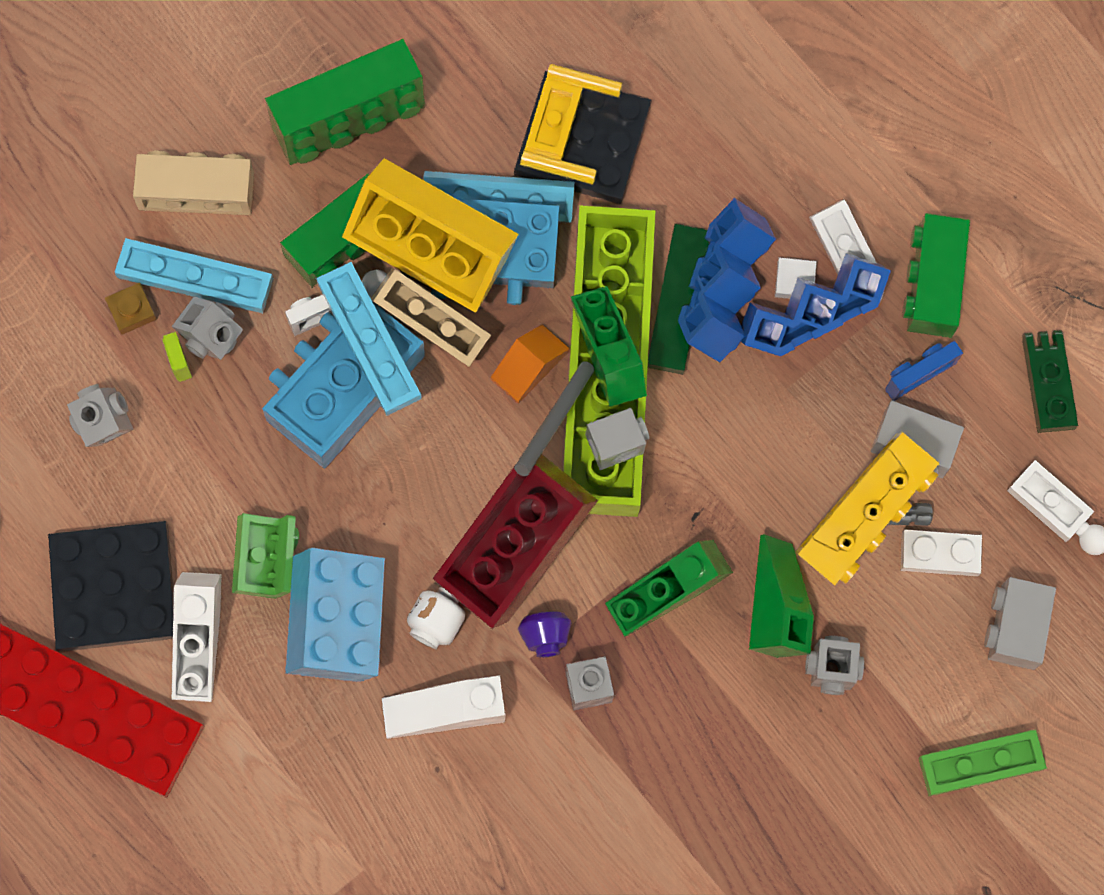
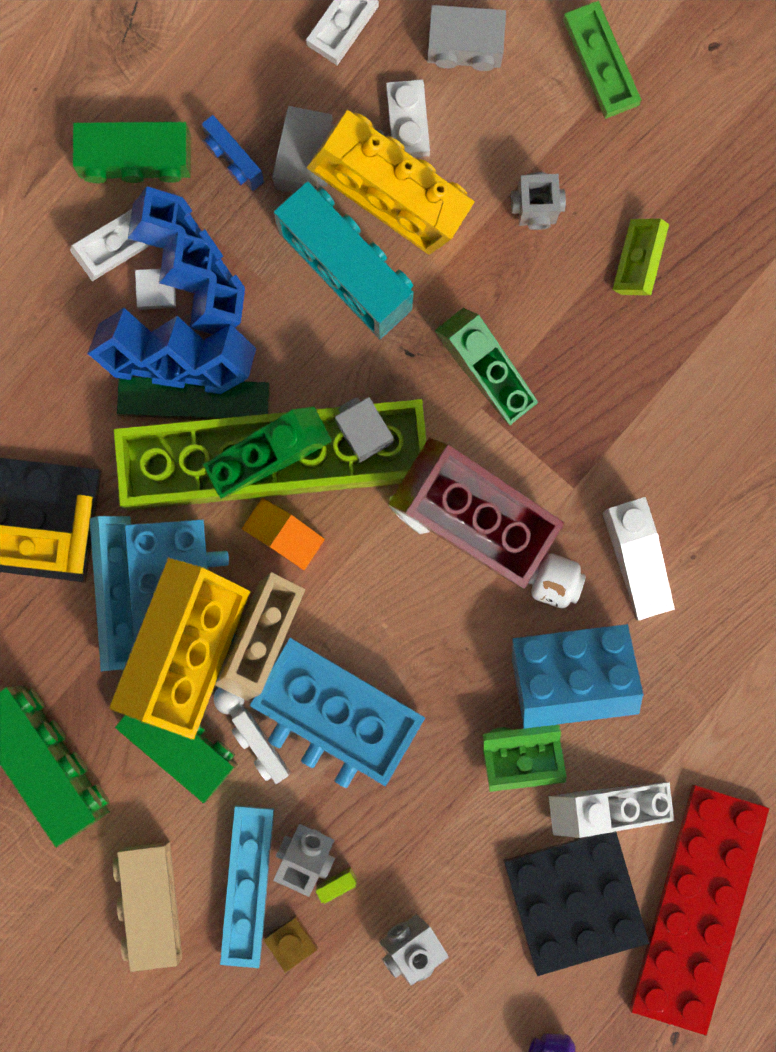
camera: 95 degrees left, 10 degrees up
(368, 338) = (298, 692): medium azure plate -> none
(545, 632) = (553, 474): dark purple cone -> none
(554, 419) = (360, 490): dark grey bar -> none
(589, 683) = (594, 425): light grey brick -> none
(761, 765) = (640, 256): none -> lime plate
(781, 604) = (489, 257): green slope -> none
(795, 456) = (344, 259): none -> teal brick
(1050, 382) = (221, 36): dark green hinge -> none

